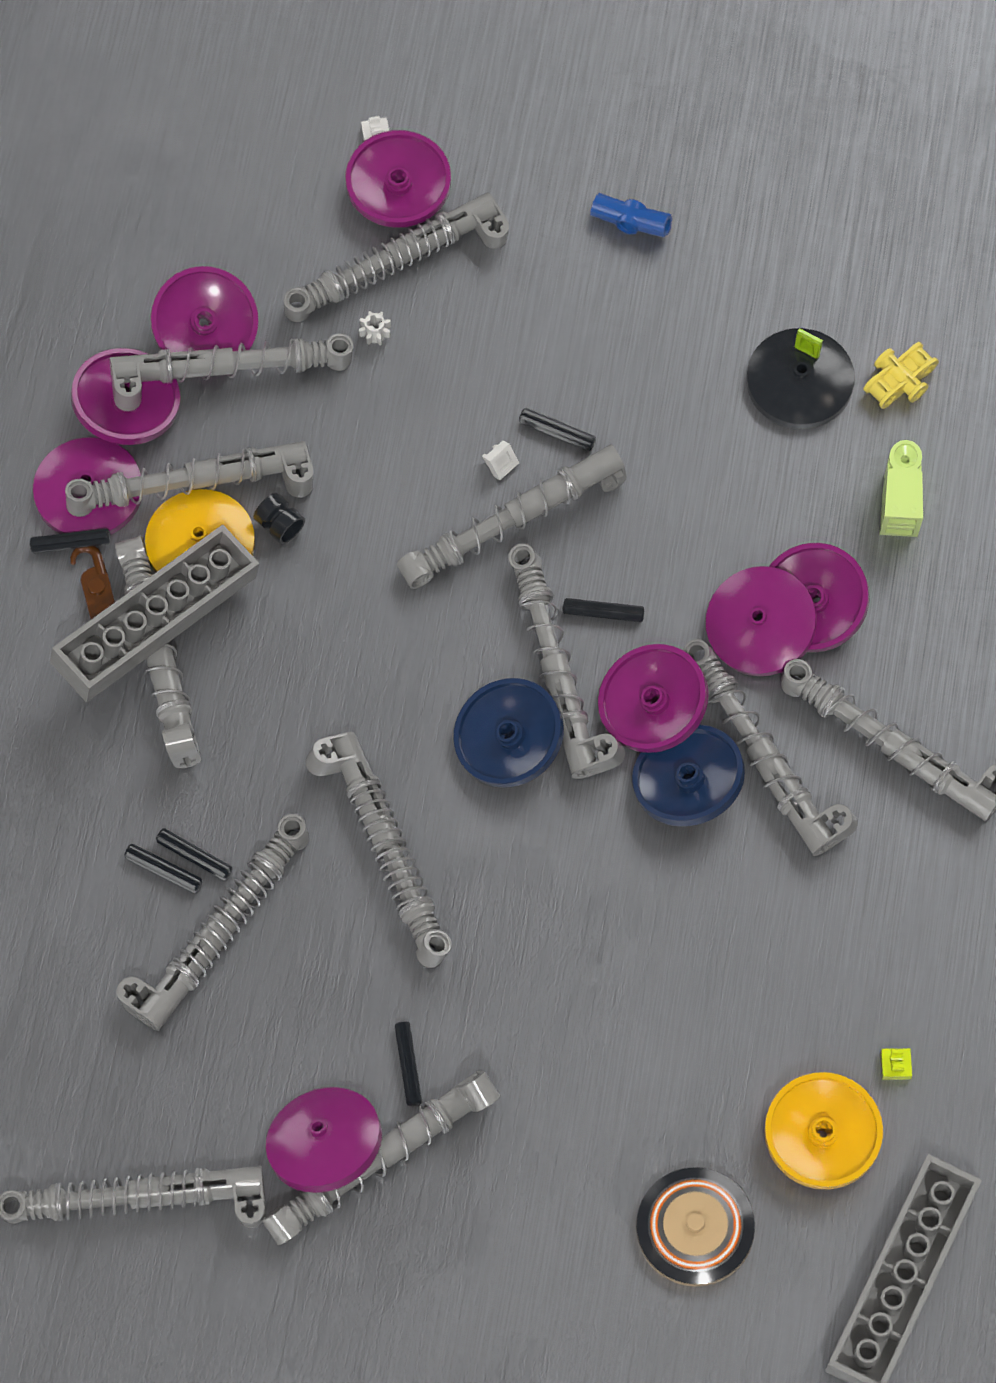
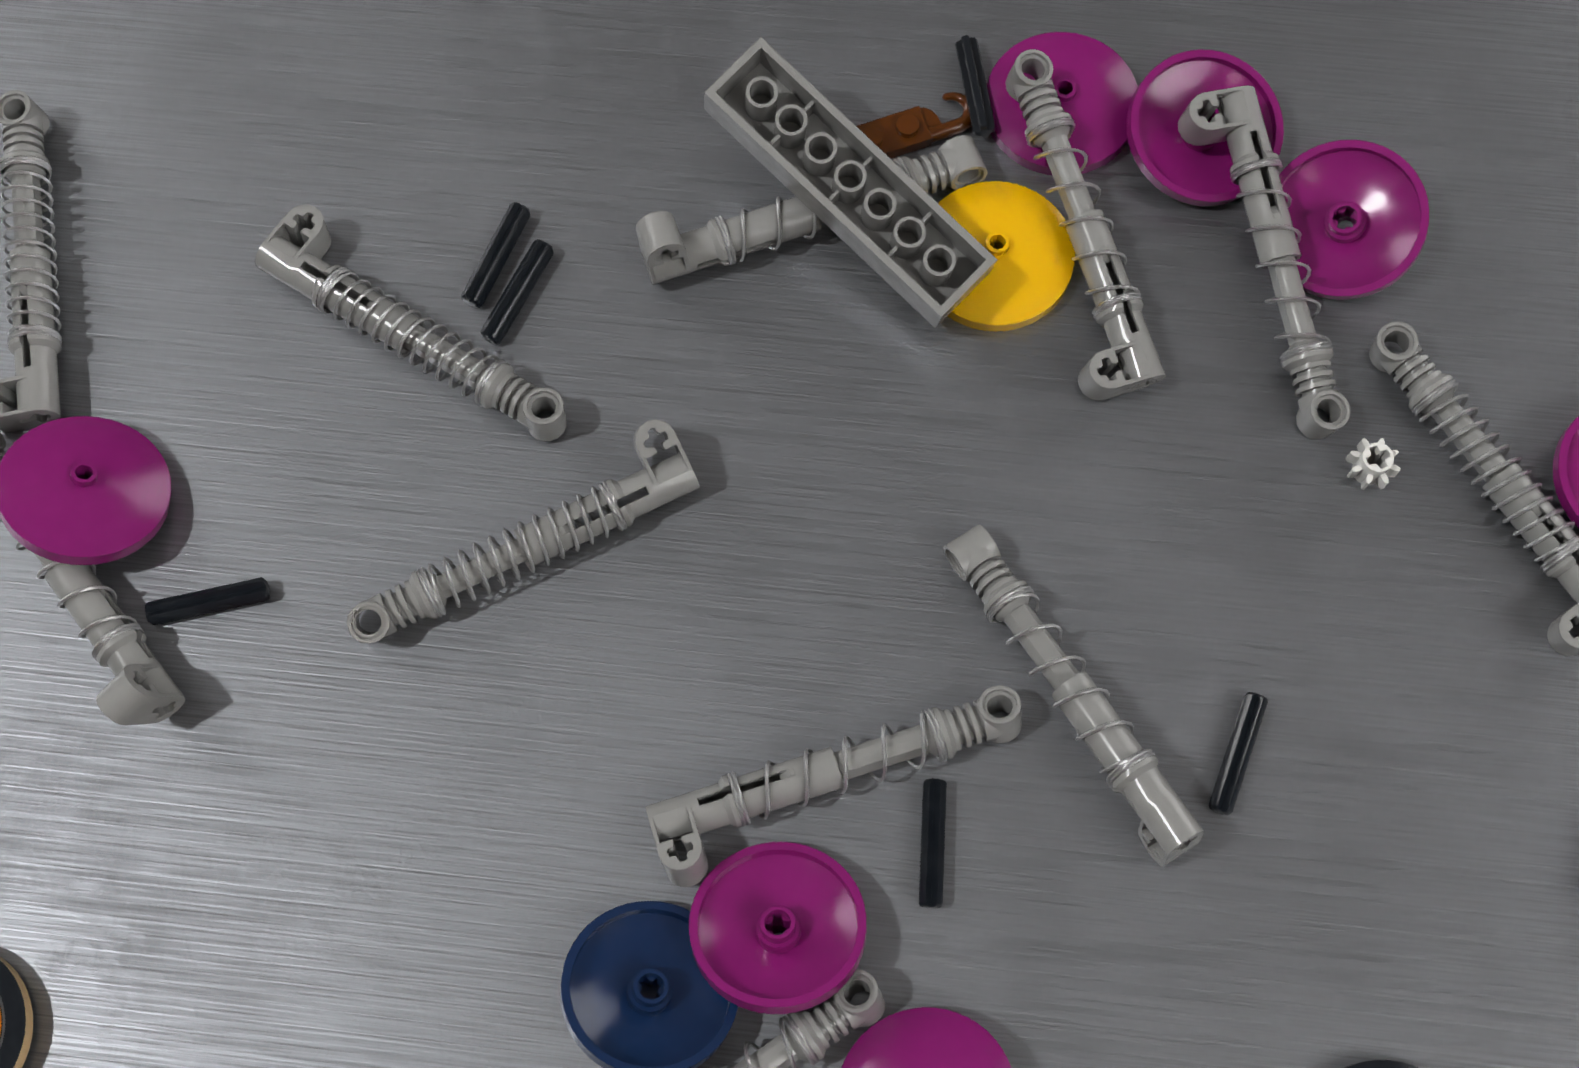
camera: 90 degrees right, 5 degrees up
(276, 516) = (1030, 358): black wheel -> none
(501, 460) = (1170, 667): white tile -> none
(508, 732) = (708, 706): dark blue dish -> none

